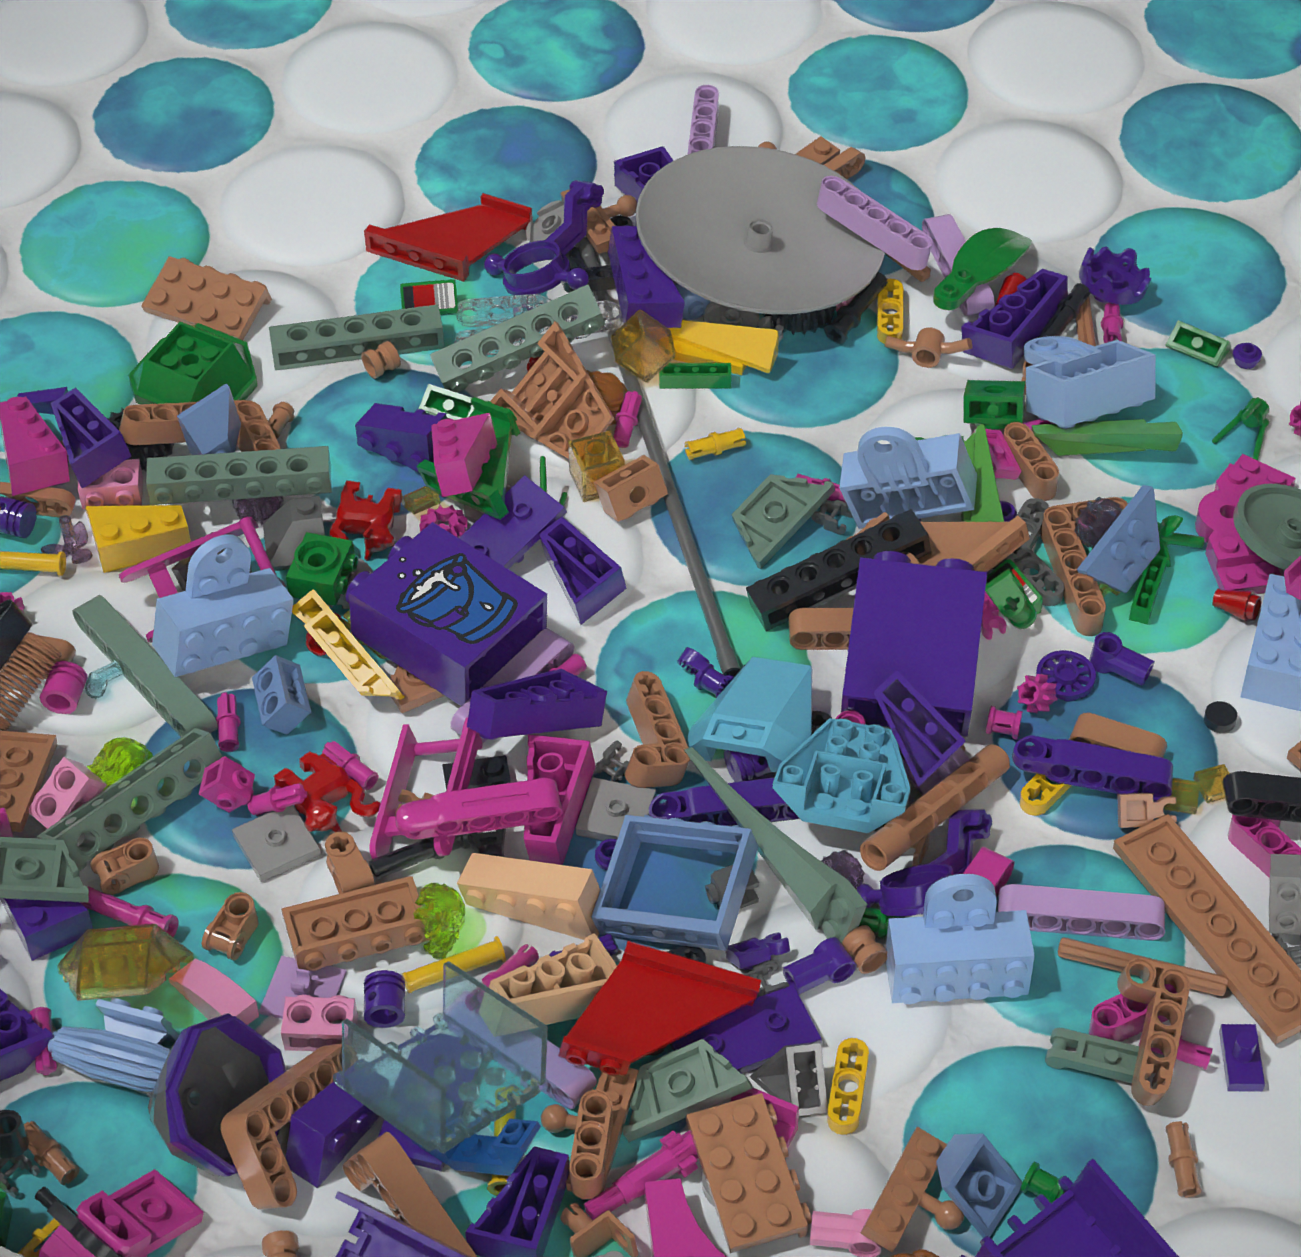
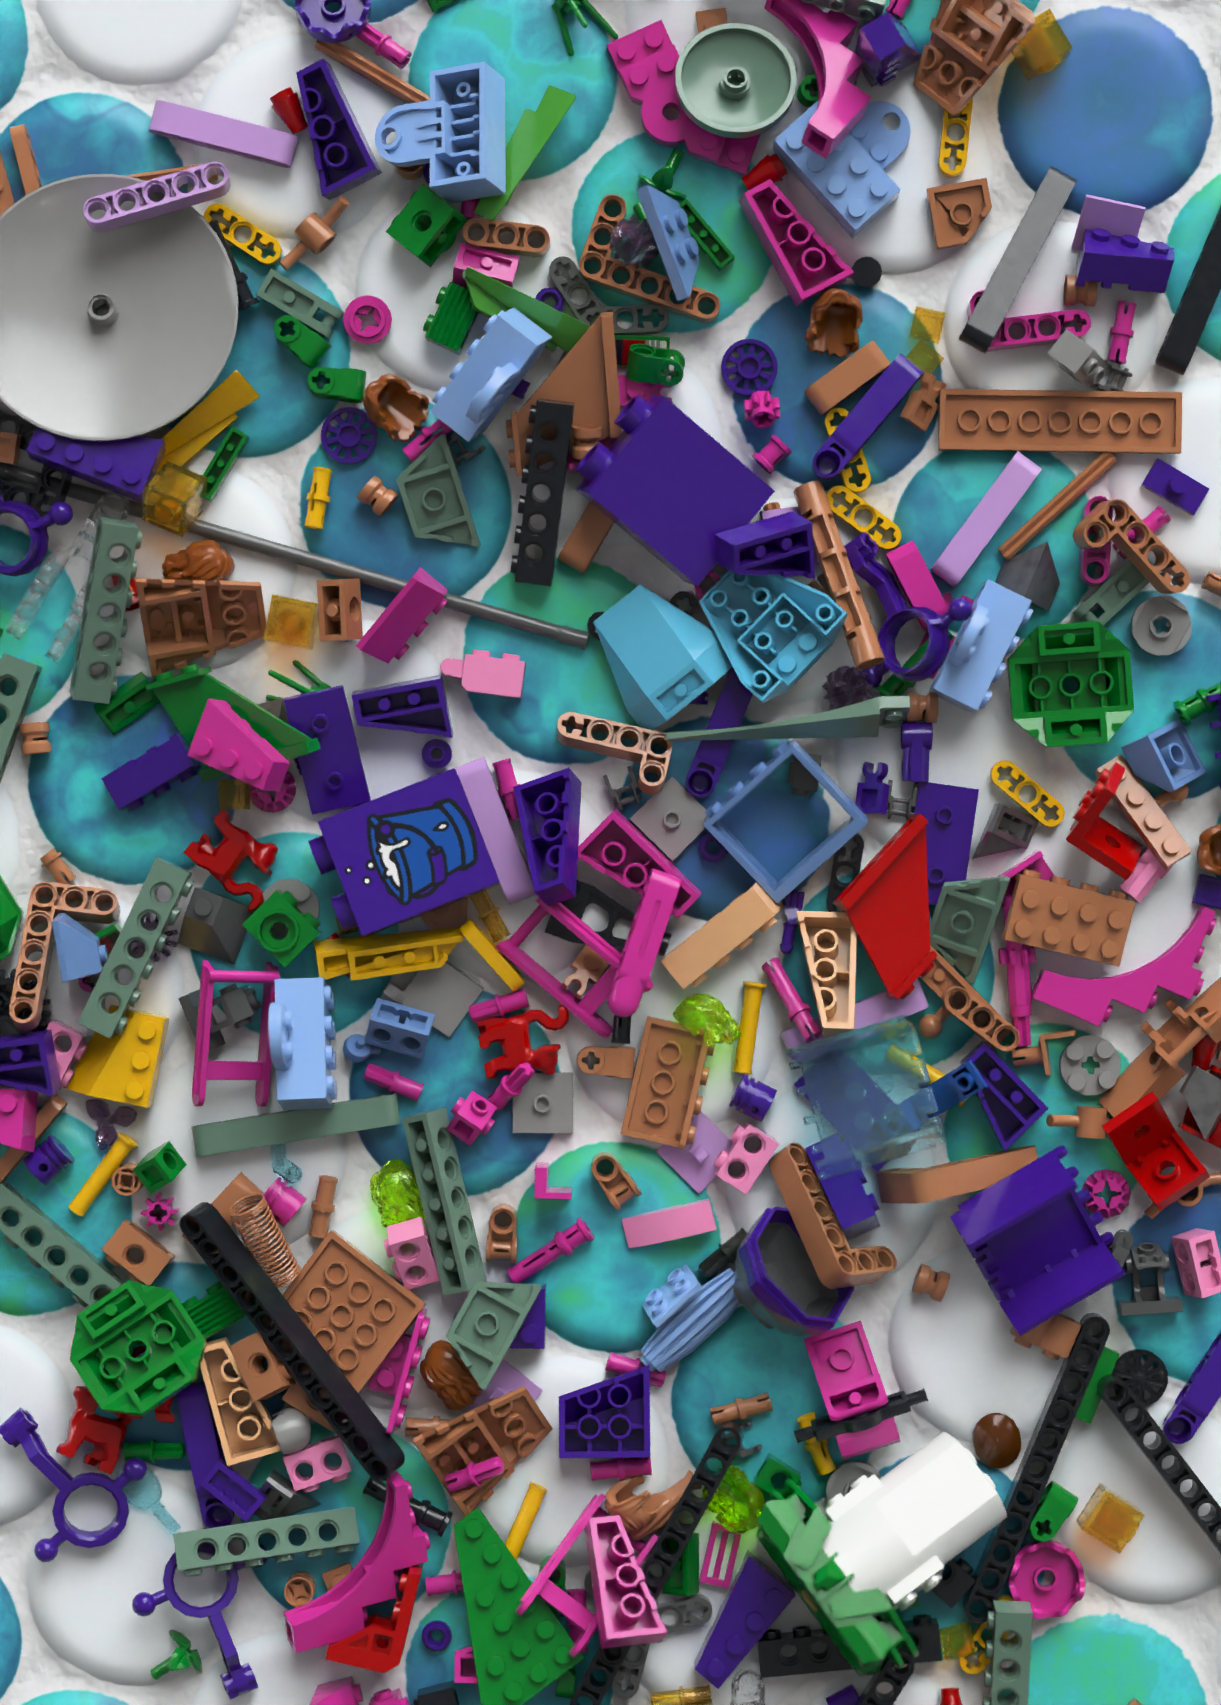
camera: 60 degrees left, 40 degrees up
(23, 577) = (130, 1178): none -> nougat wheel
(47, 586) = (159, 1167): none -> green brick
(77, 722) = (323, 1206): none -> nougat pin
(121, 961) = (612, 1286): clear yellow wedge -> none
(197, 864) = (541, 1185): none -> dark pink panel
(241, 682) = (357, 1050): none -> medium blue piece
(333, 716) = (439, 992): none -> light grey flag
(399, 713) = (491, 955): none -> yellow beam
(431, 717) = (490, 916): none -> clear yellow axle
(557, 617) = (446, 756): none -> dark purple plate
(627, 418) = (245, 560): dark pink axle -> none
(651, 617) = (488, 674): none -> bright pink hinge
(655, 521) = (404, 617): none -> dark pink slope
(704, 672) = (566, 666): dark purple connector -> none
(746, 476) = (377, 496): none -> nougat wheel
(783, 443) = (349, 435): none -> dark purple wheel
(819, 411) = (343, 385): none -> green piece
(826, 447) = (395, 407): none -> dark orange hair
(835, 374) = (305, 342): none -> green piece
(859, 1132) = (1099, 837): none -> red bracket
(864, 363) = (298, 303): none -> sand green plate
(897, 406) = (363, 306): none -> dark pink gear
(979, 262) = (245, 112): green plant -> none
(990, 1022) = (1102, 676): none -> green piece
(1010, 810) = (840, 510): none -> yellow beam
(1059, 980) = (1031, 576): none -> flat silver slope
(1066, 311) = (355, 92): black pin -> none
(1094, 1131) = (1177, 619): none -> light grey plate
(1111, 656) = (769, 313): dark purple piece -> none
(1156, 702) = (834, 324): none -> dark orange hair
(1193, 649) = (795, 249): none -> dark pink wedge

